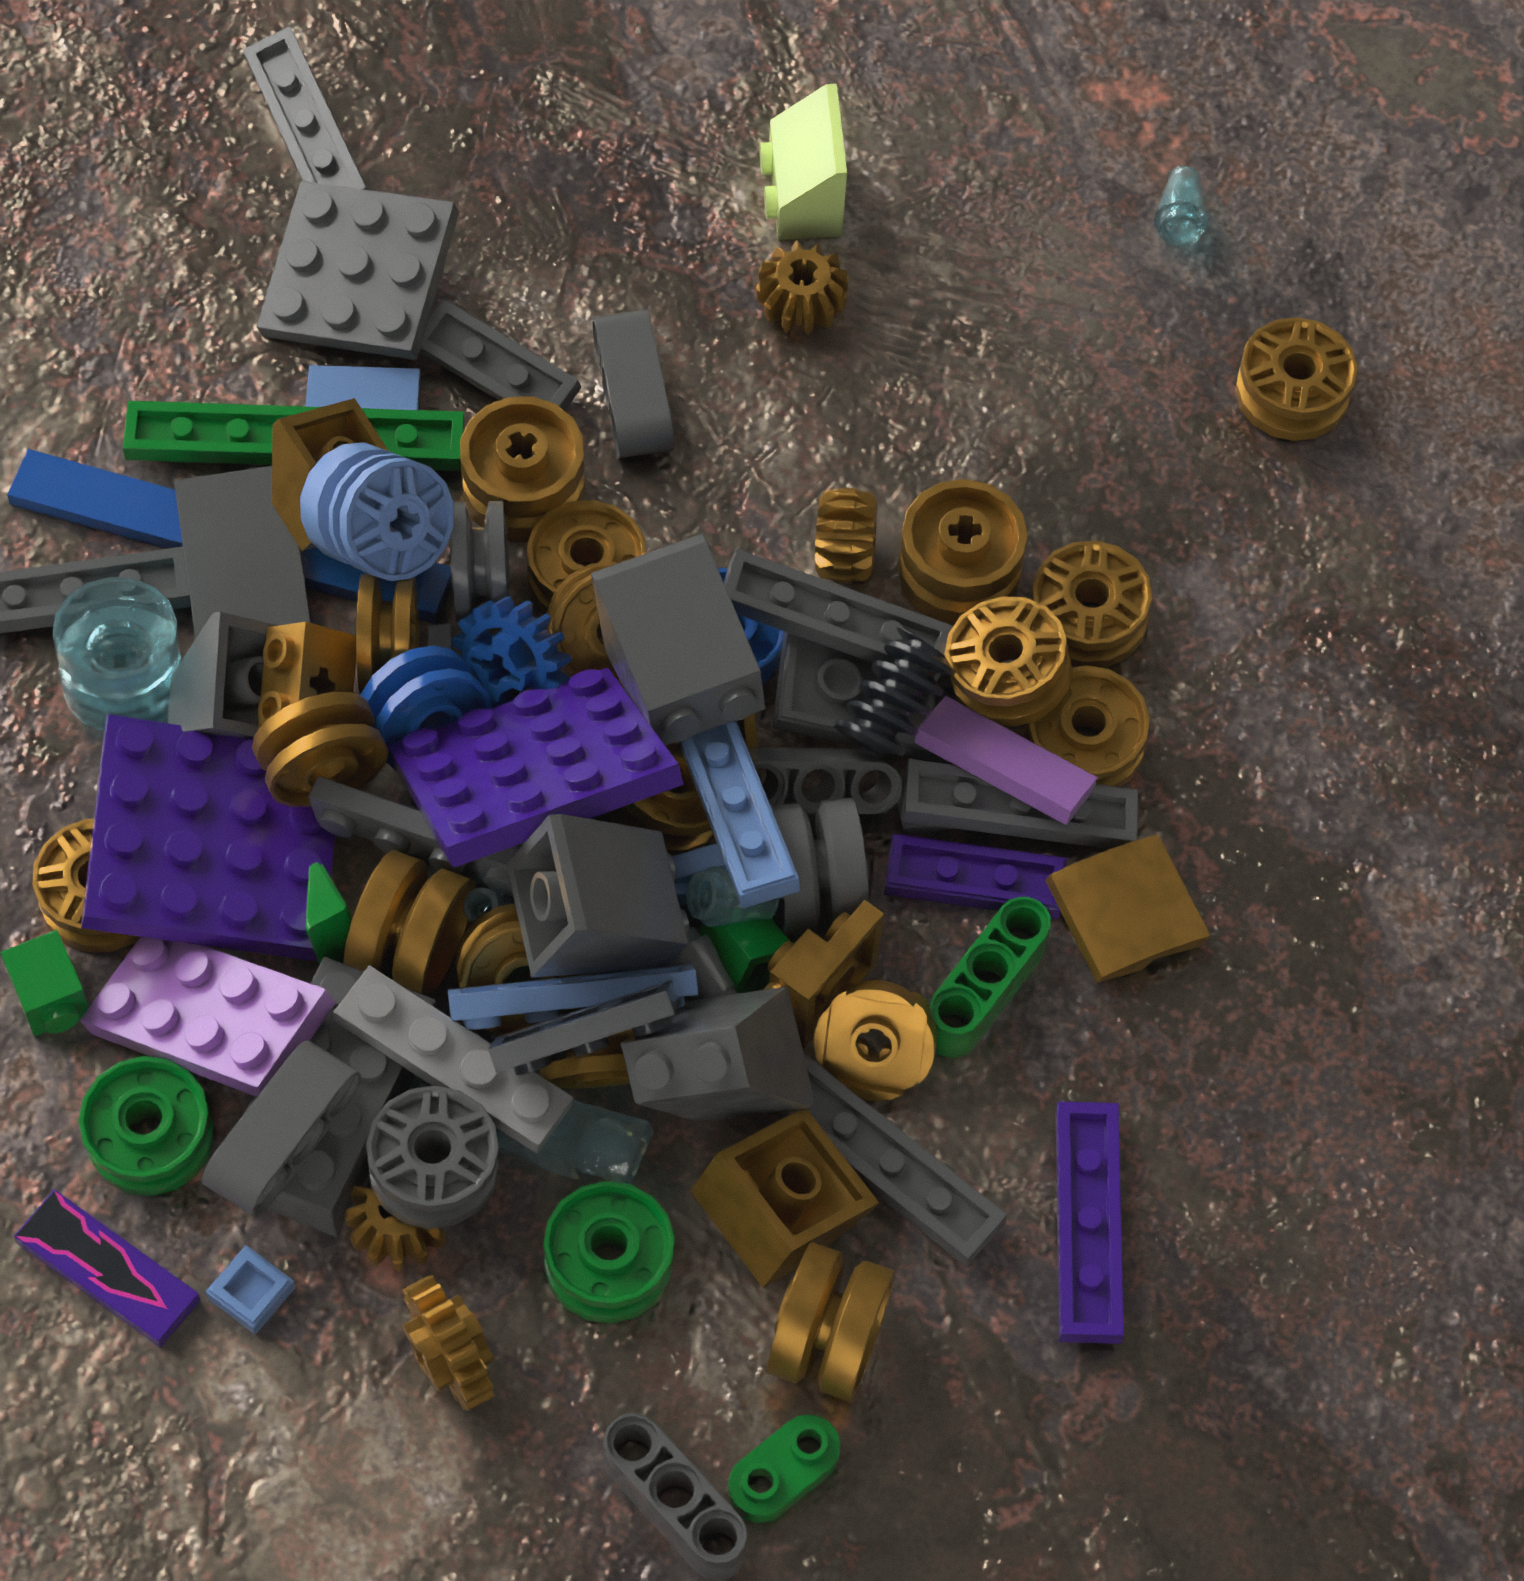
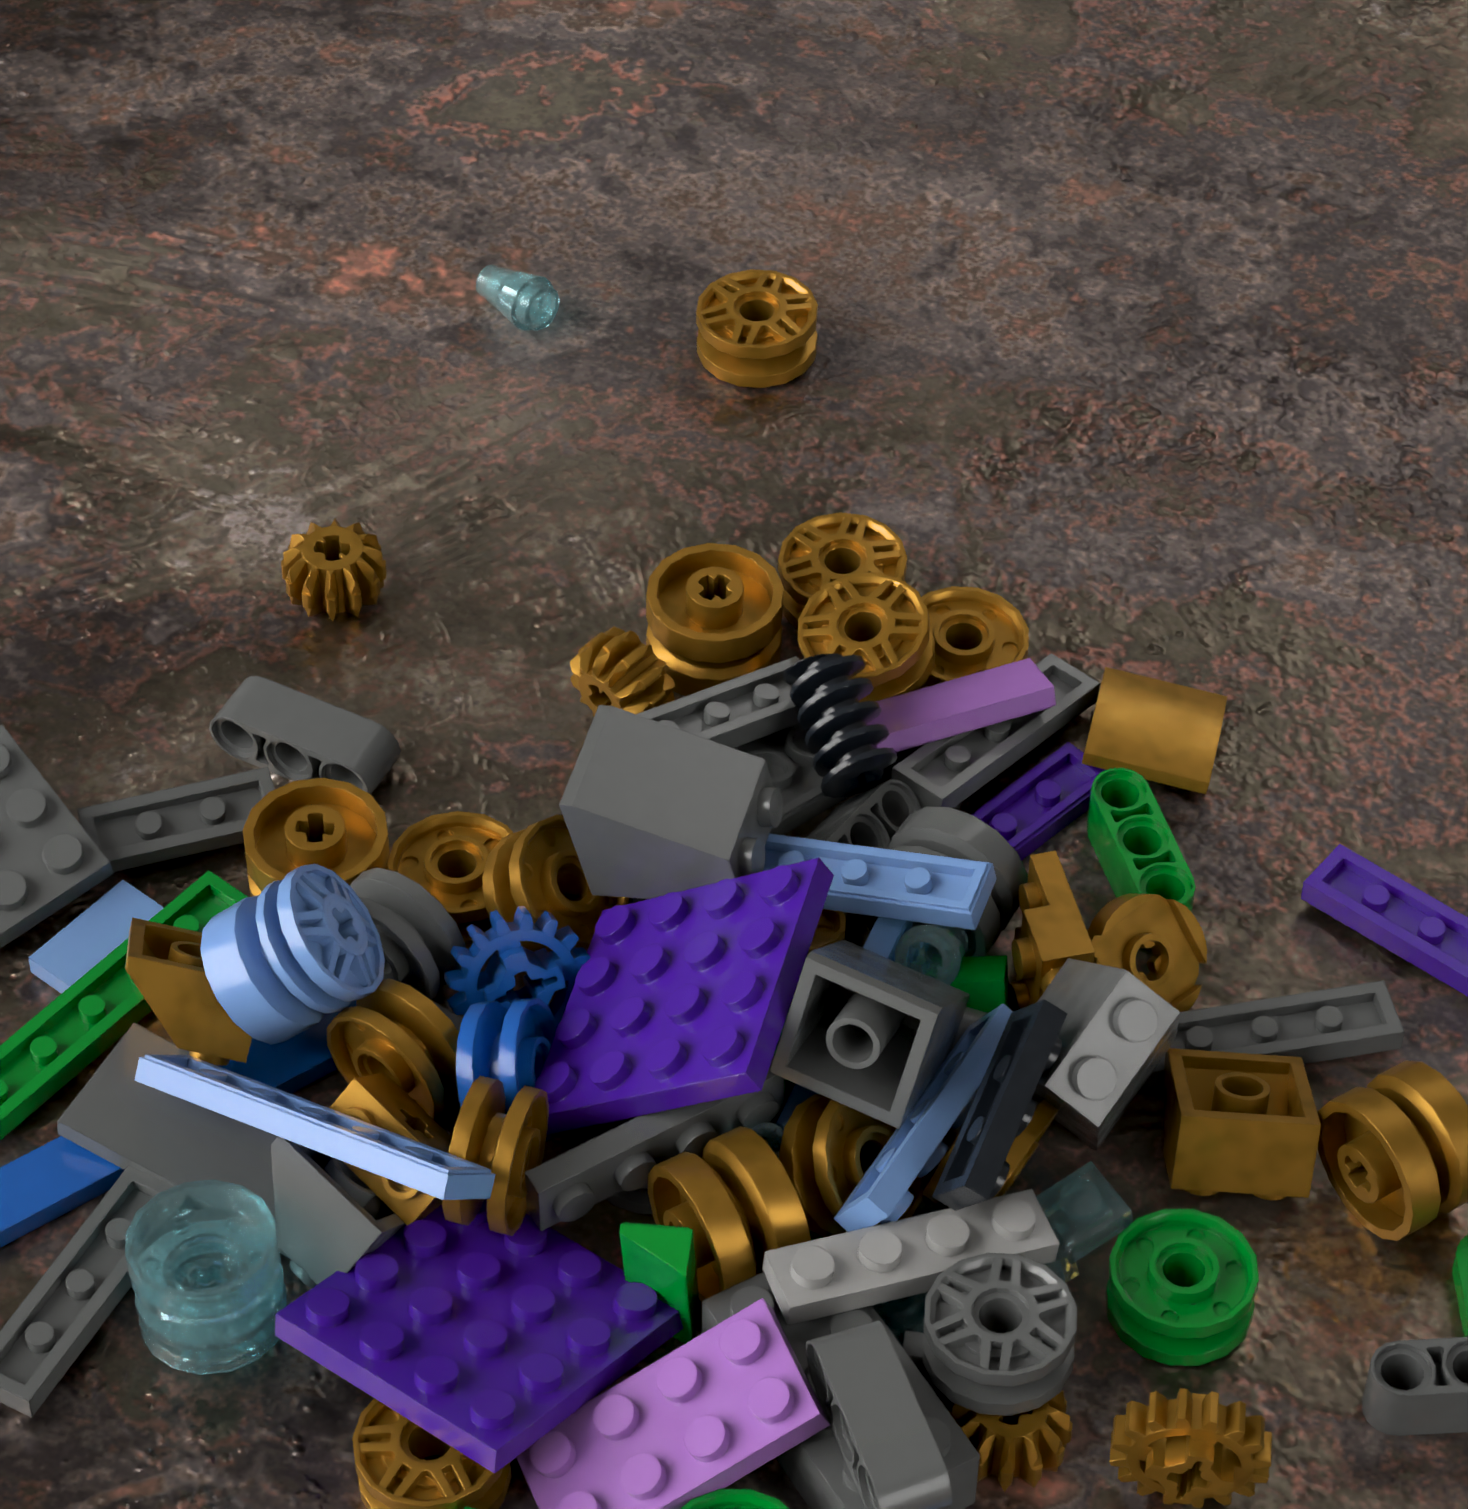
camera: 50 degrees left, 15 degrees down
(242, 629) = (317, 1127): none -> tile
(806, 168) = (227, 481): yellowish green slope -> none

